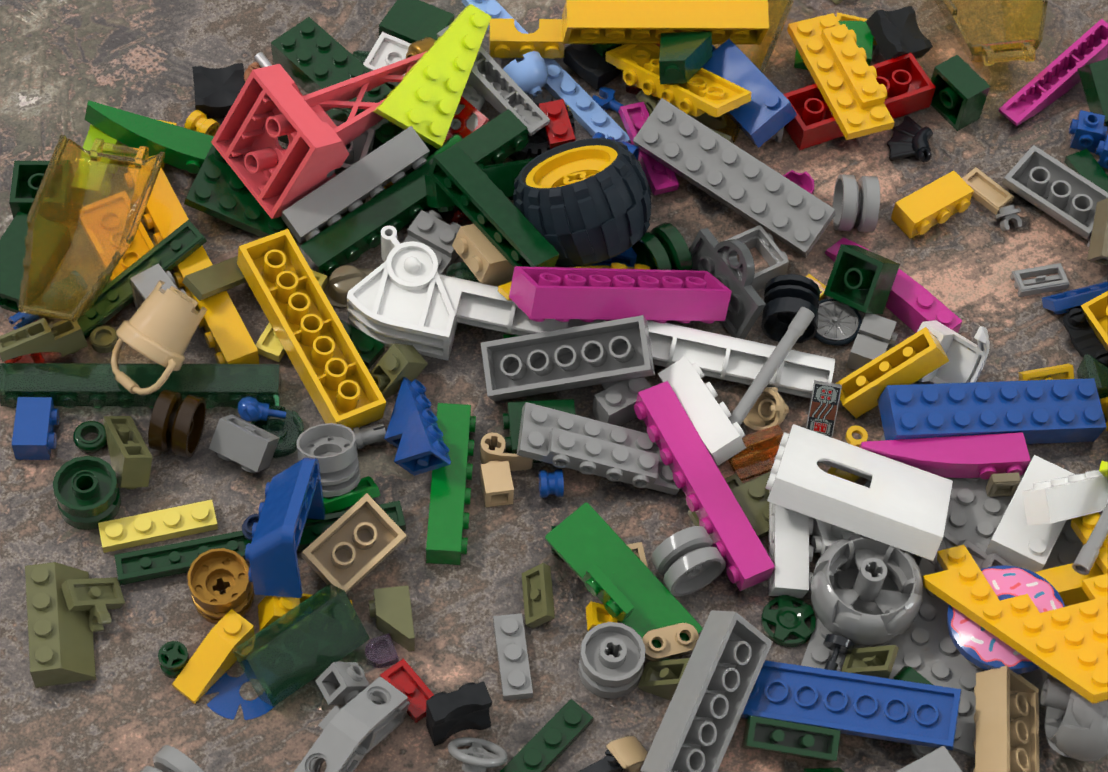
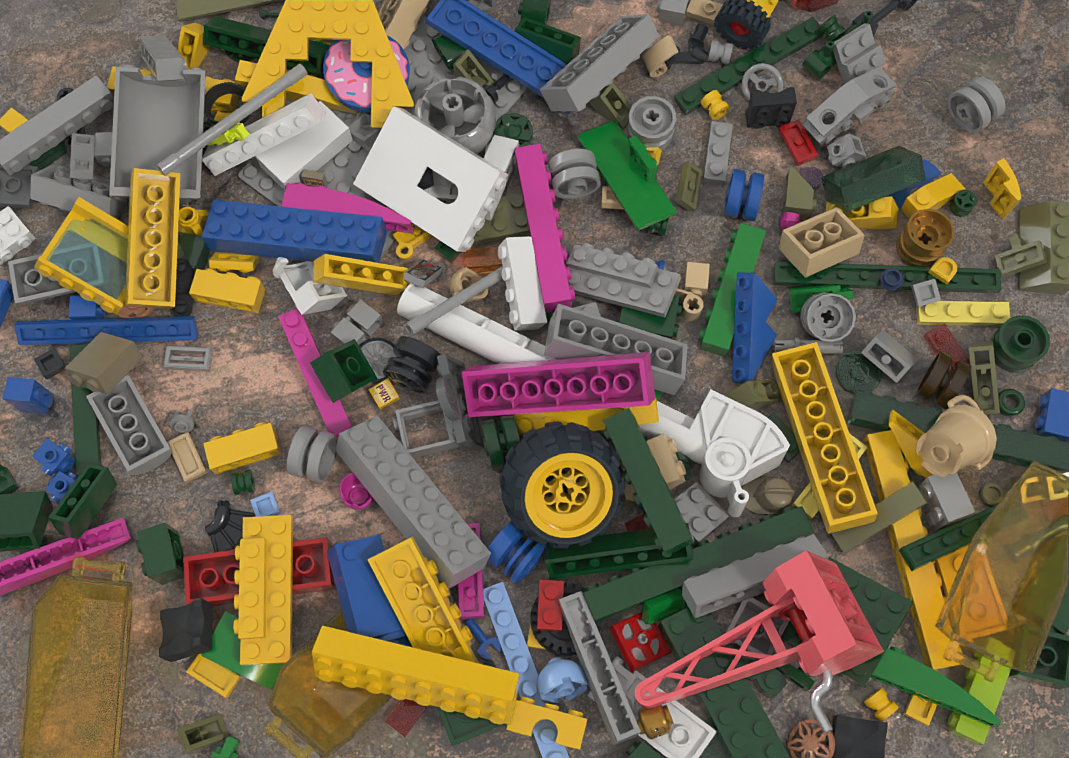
camera: 155 degrees left, 15 degrees up
(125, 675) = (1004, 187): none -> yellow slope
(174, 481) = (943, 339): none -> clear red plate
(186, 555) = (944, 269): none -> yellow tile
(210, 522) = (925, 292): none -> light grey plate
(212, 349) = (907, 438): none -> yellow slope
(252, 410) = (876, 381): blue piece -> none
(275, 538) = (879, 245): blue windscreen -> none
(398, 577) = (788, 219): none -> dark pink plate
(436, 82) = (656, 661): neon yellow wing -> none
(467, 584) = (745, 195): none -> blue wheel
(532, 712) = (715, 105): none -> yellow wheel
(670, 641) = (605, 128): tan plate -> none
(683, 55) = (417, 620): dark green slope -> none
(881, 166) = (265, 505): none -> light blue tile
(916, 175) = (242, 482): none -> dark green wheel
(1035, 348) = (227, 290): none -> yellow brick
(1061, 114) = (83, 501): none -> dark green brick

